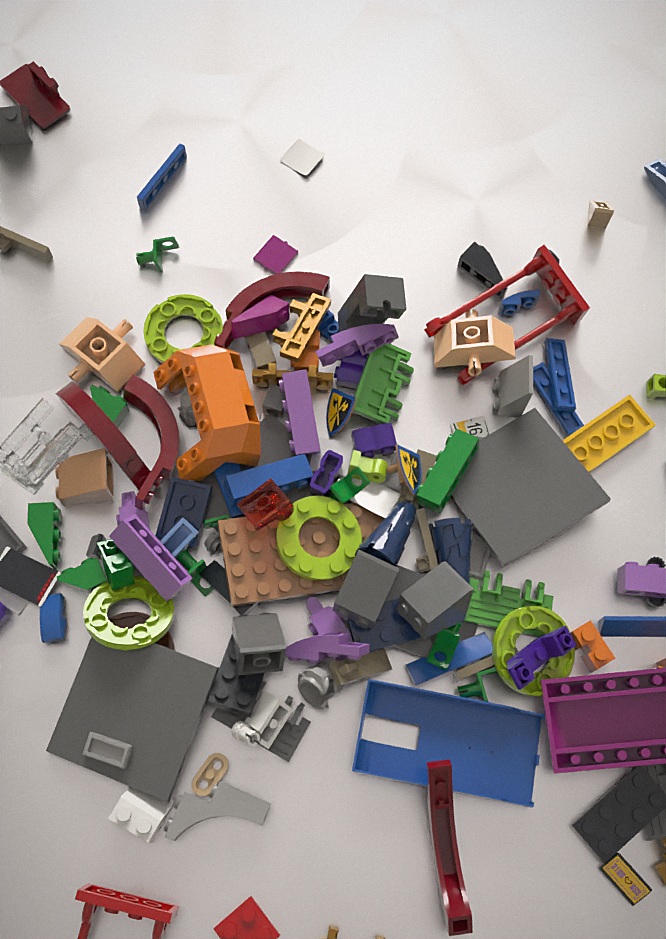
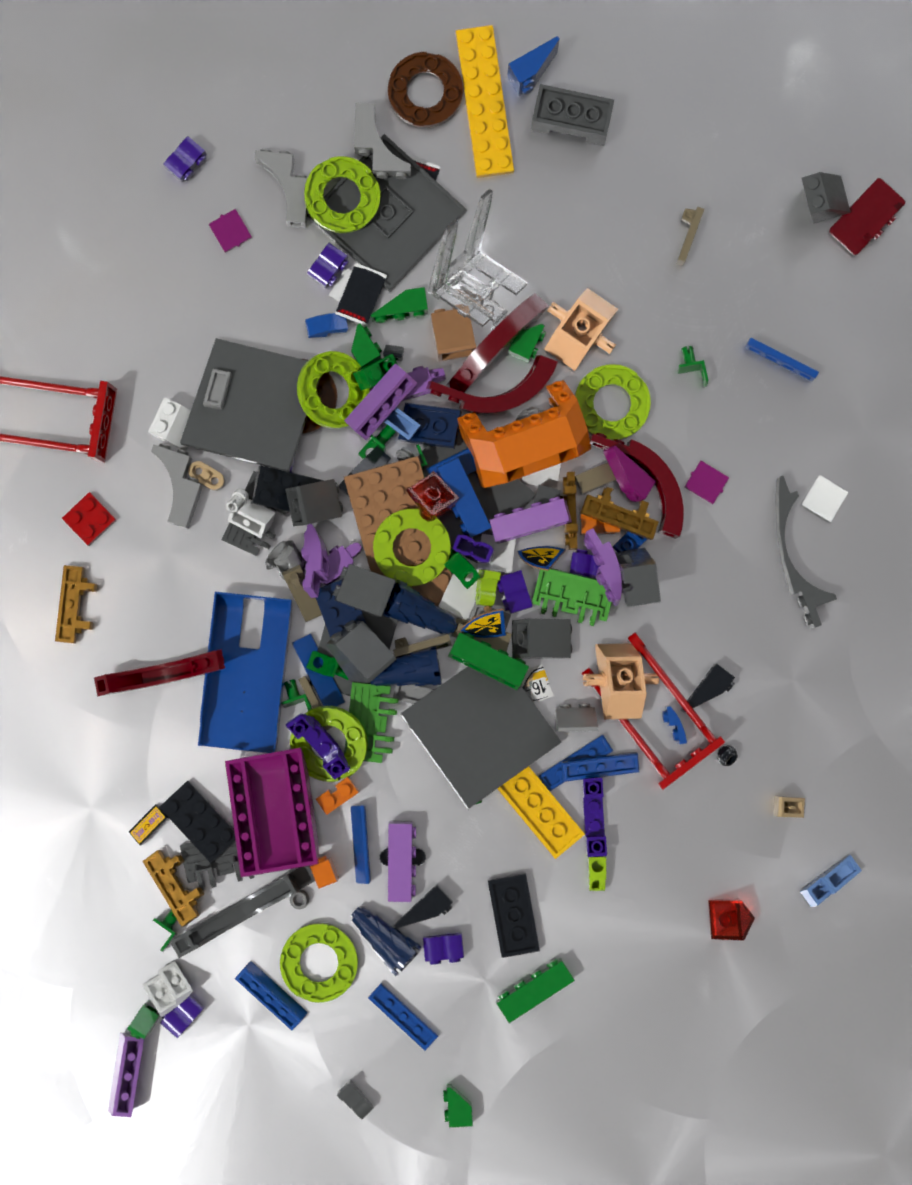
camera: 90 degrees right, 15 degrees up
(396, 175) = (809, 595): none -> dark grey slope
(425, 419) = (541, 638): none -> dark grey slope
(613, 387) = (594, 817): none -> dark purple slope

